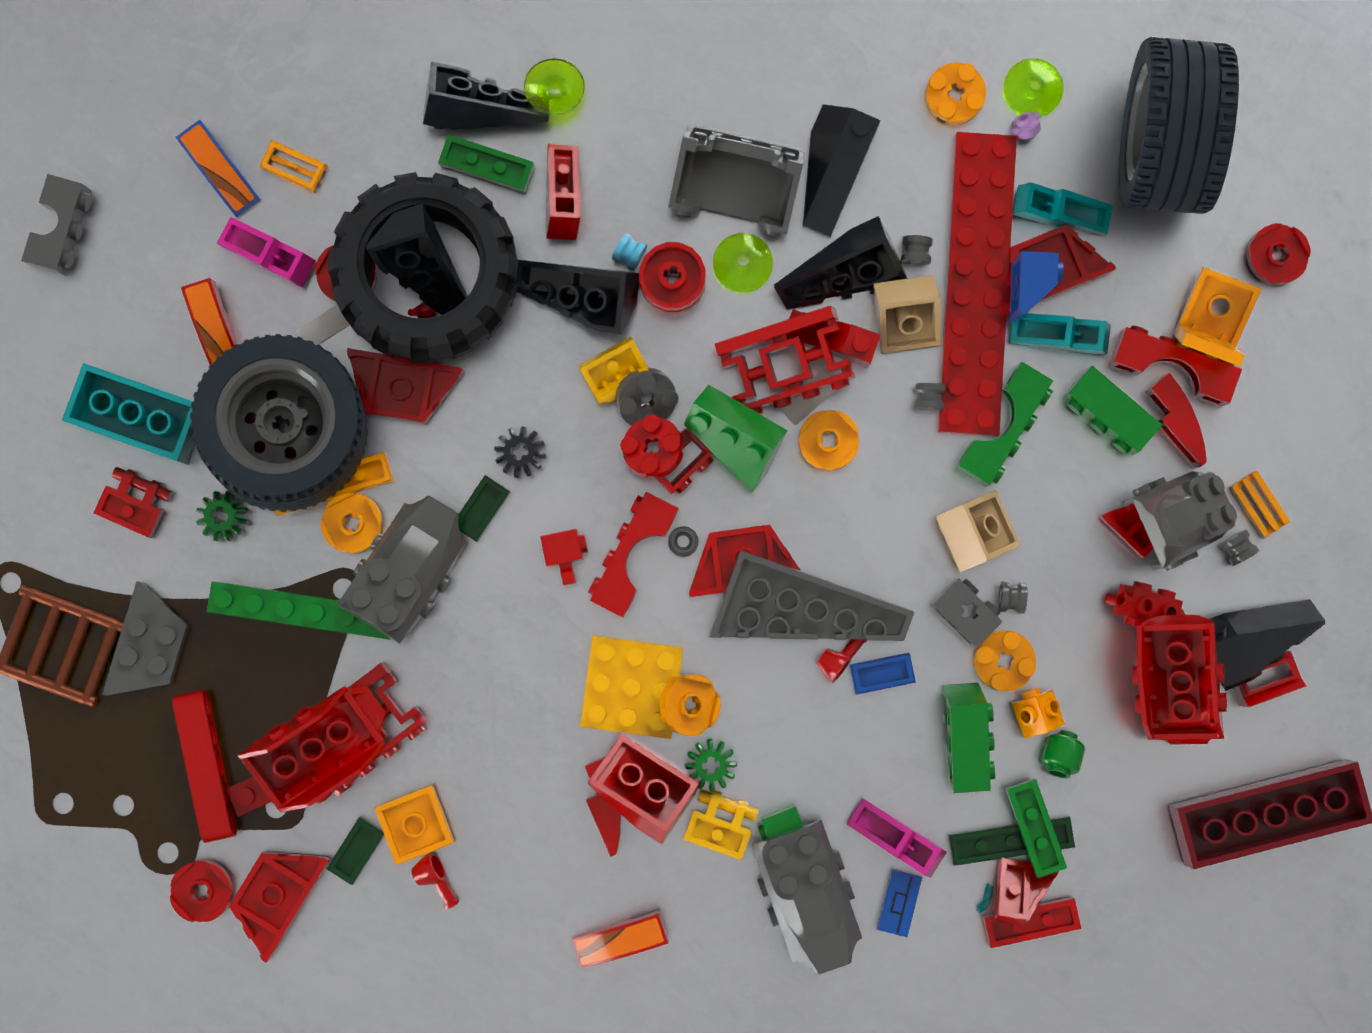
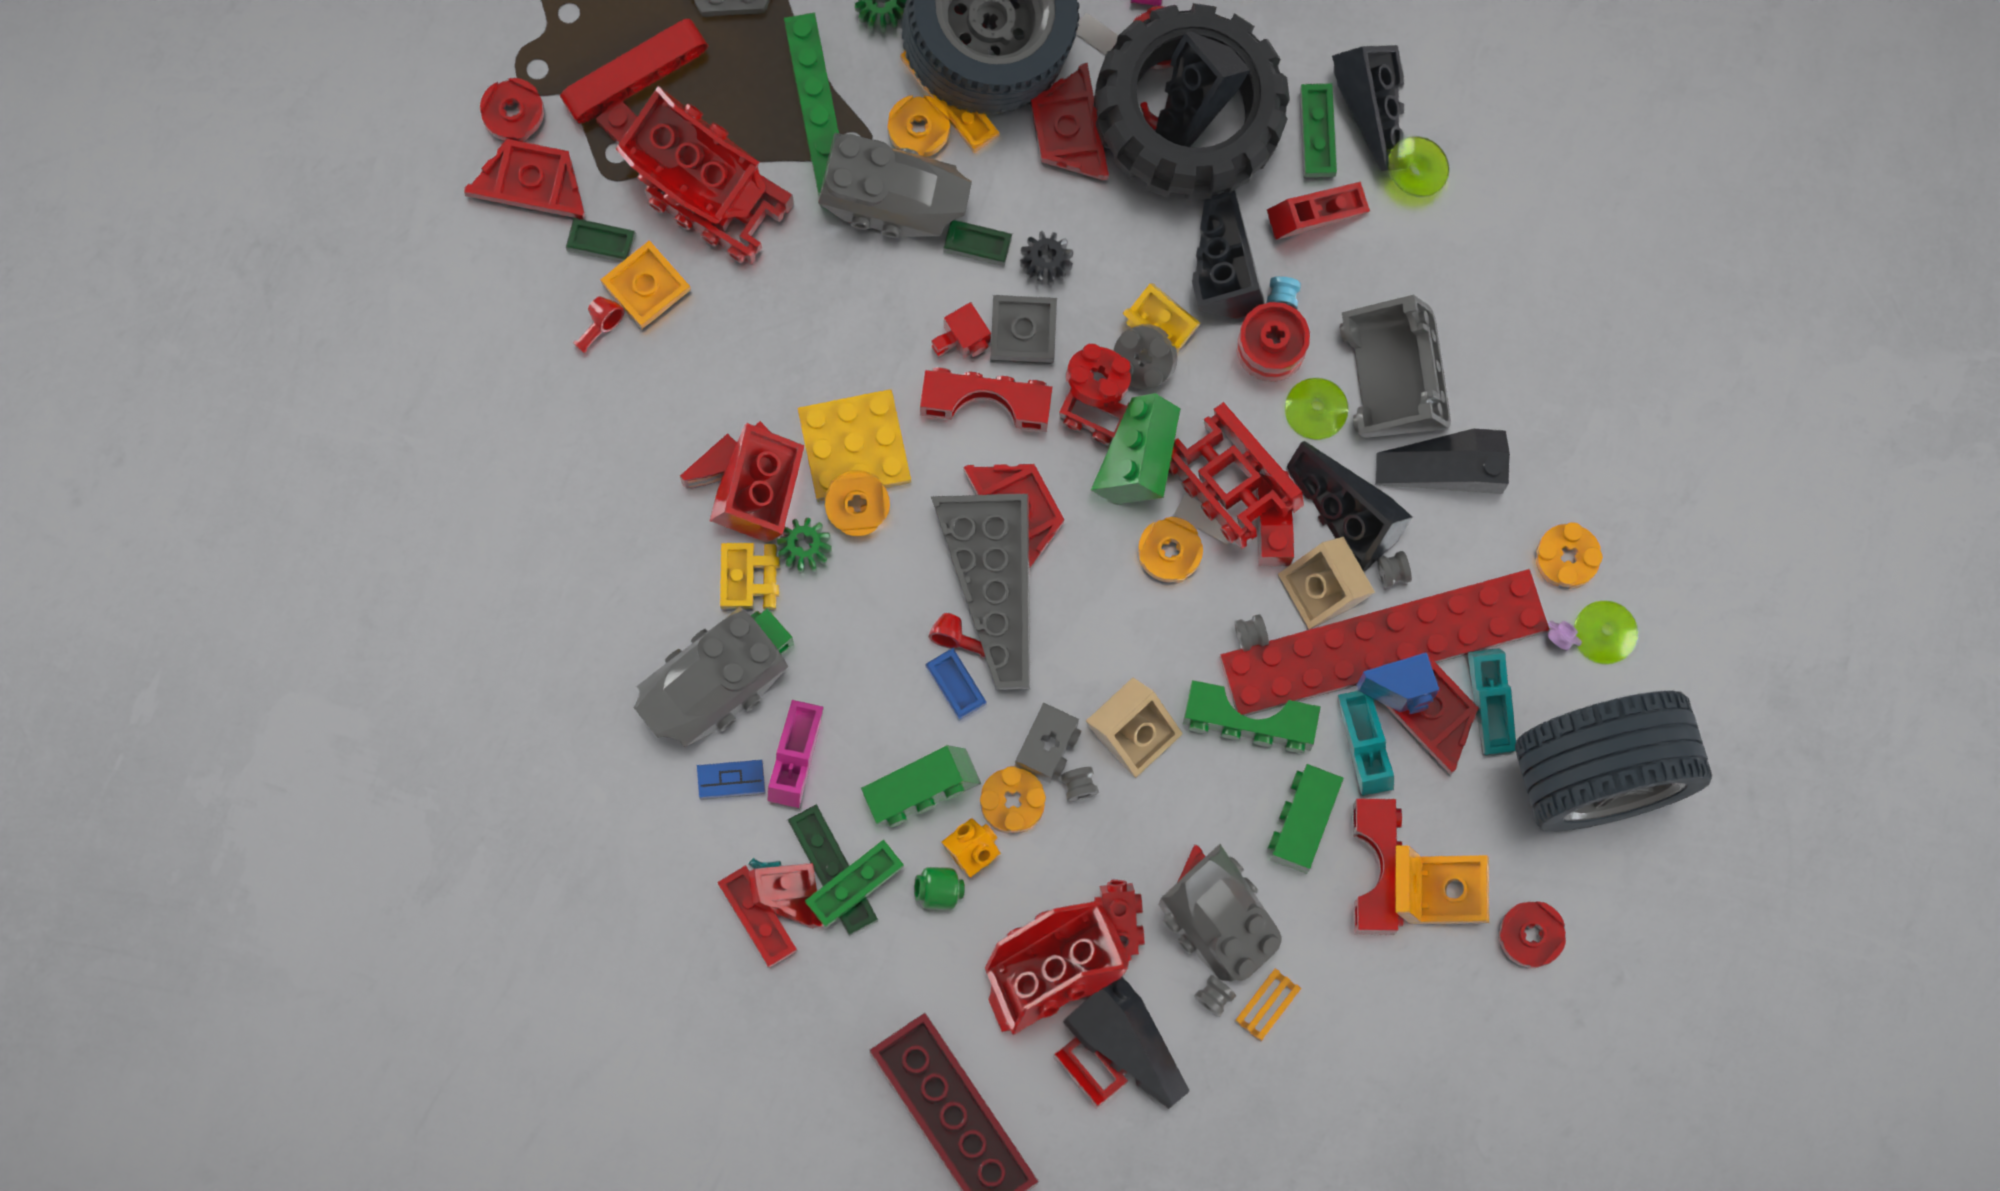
camera: 60 degrees right, 10 degrees down
(578, 496) = (1023, 328): none -> dark grey plate
(620, 939) = (601, 518): slope -> none
(683, 531) = (1016, 435): dark grey plate -> none
(1179, 419) = (1324, 887): red slope -> none

